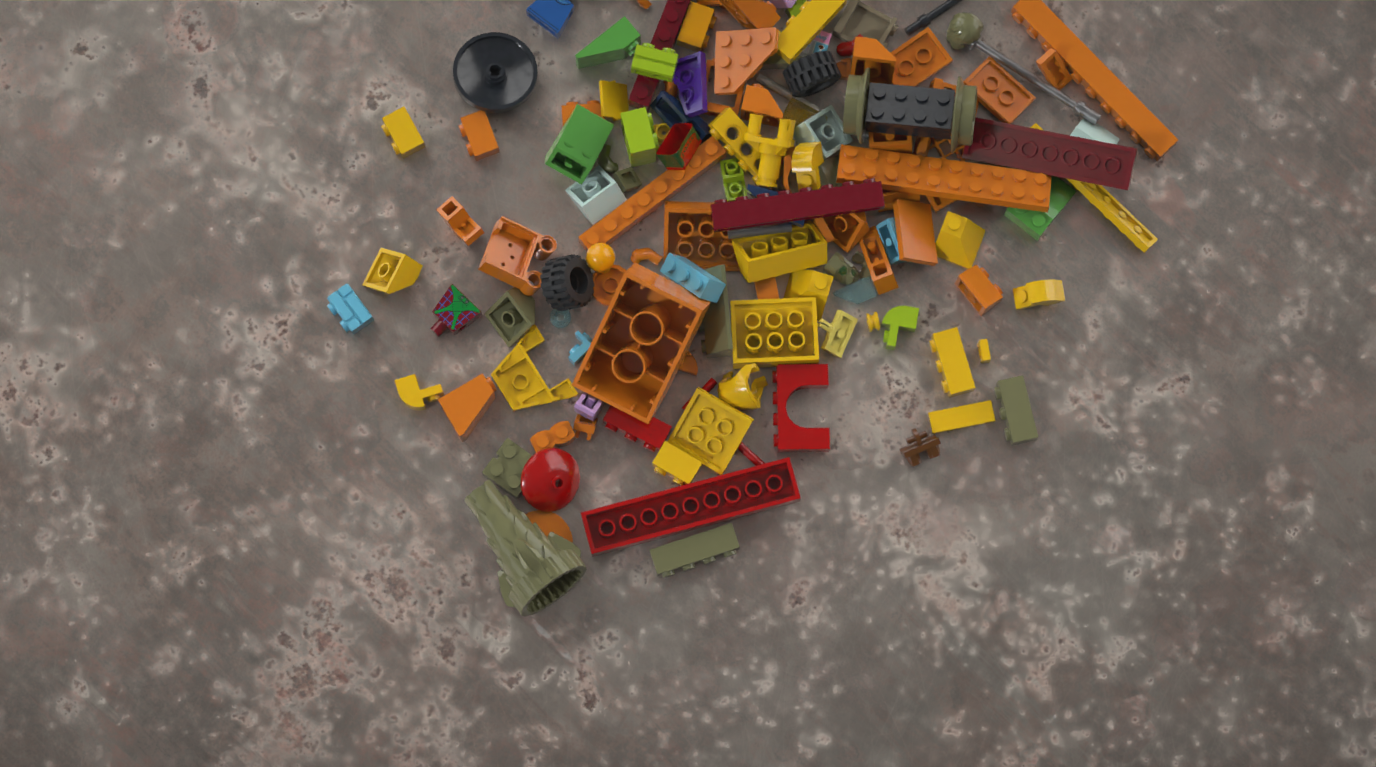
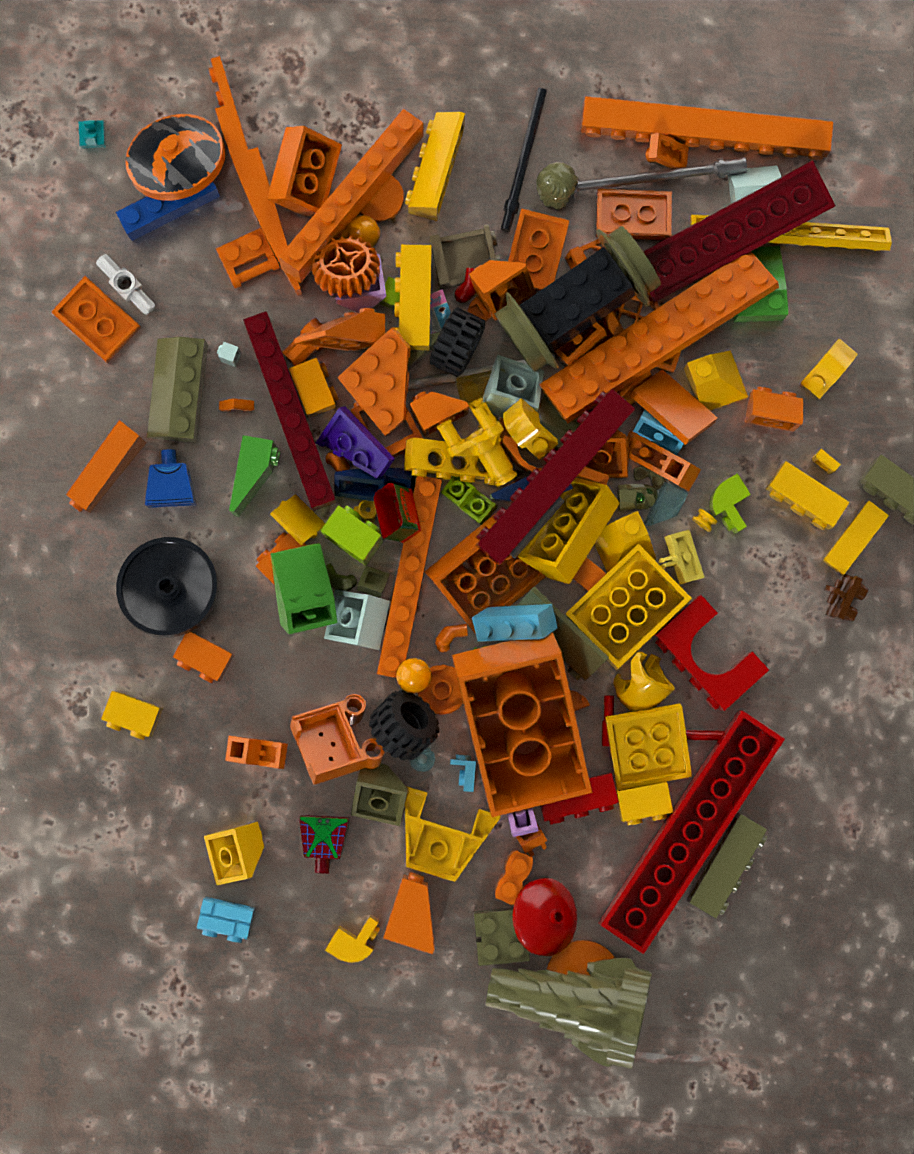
camera: 45 degrees left, 5 degrees up
(654, 62) = (307, 454): lime brick -> none

